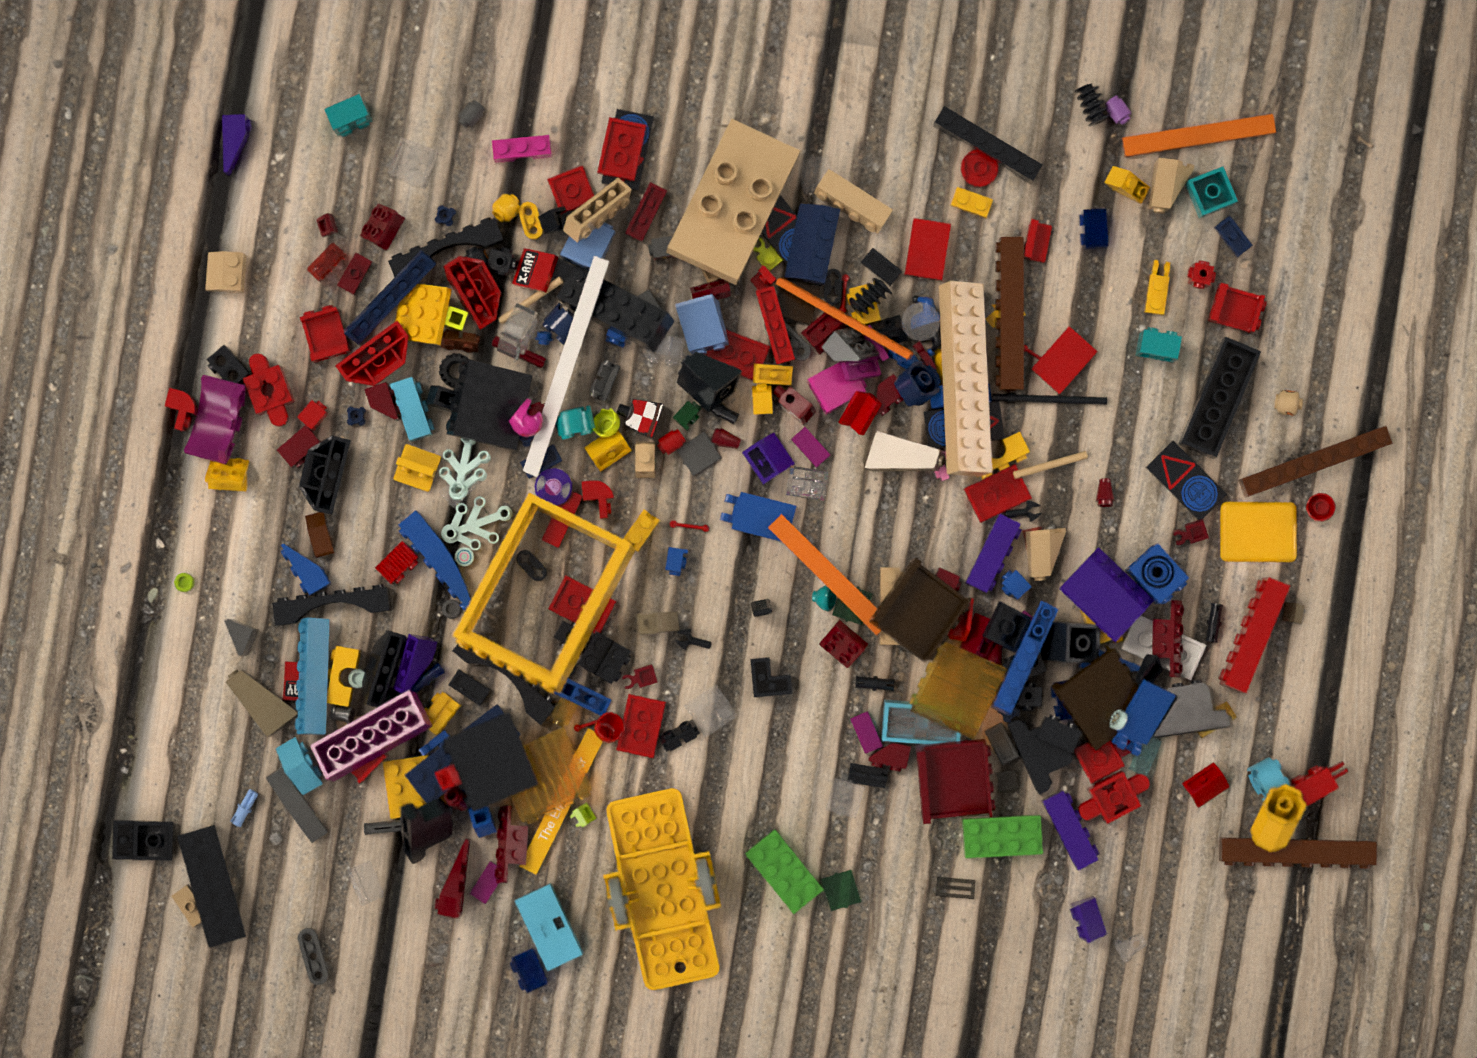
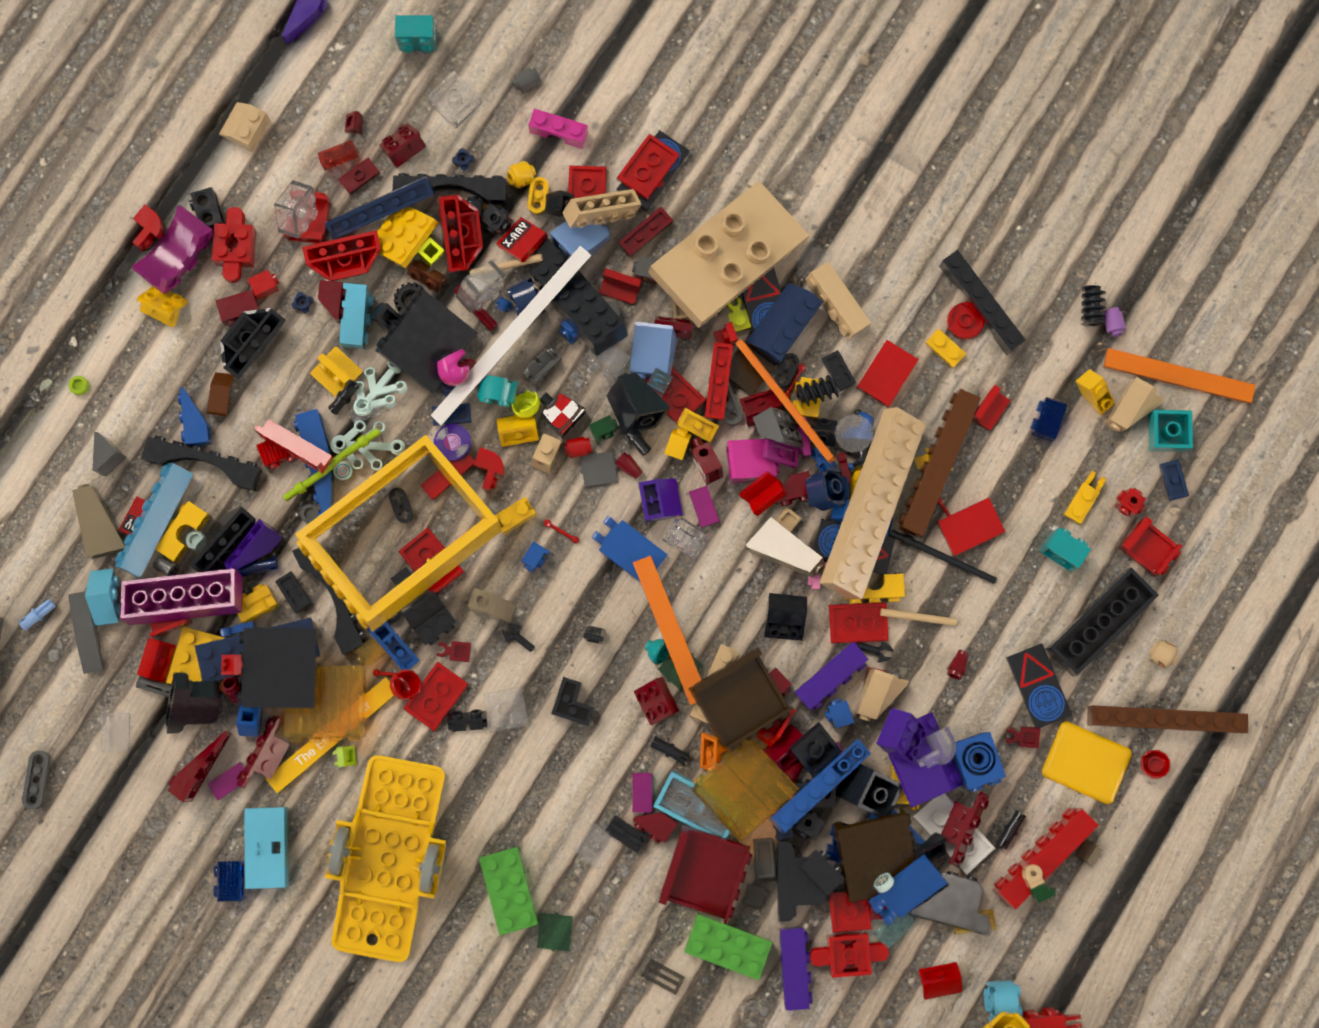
camera: 15 degrees right, 5 degrees down
(314, 333) = (295, 209): none -> clear brick
(371, 802) = (156, 660): none -> red panel
(412, 553) = (294, 445): none -> fence
(434, 588) = (362, 441): none -> lime bar
(435, 488) = (343, 397): none -> black pin
(644, 274) = (620, 286): none -> red panel
(721, 350) = (659, 382): none -> clear light blue slope
(893, 426) = (788, 519): none -> tan tile
(912, 668) = (710, 751): none -> orange slope
(929, 516) = (785, 616): none -> black slope
(1079, 581) = (902, 735): none -> dark purple slope
(1122, 577) = (943, 748): none -> clear brick
(1251, 660) = (1033, 878): none -> leg

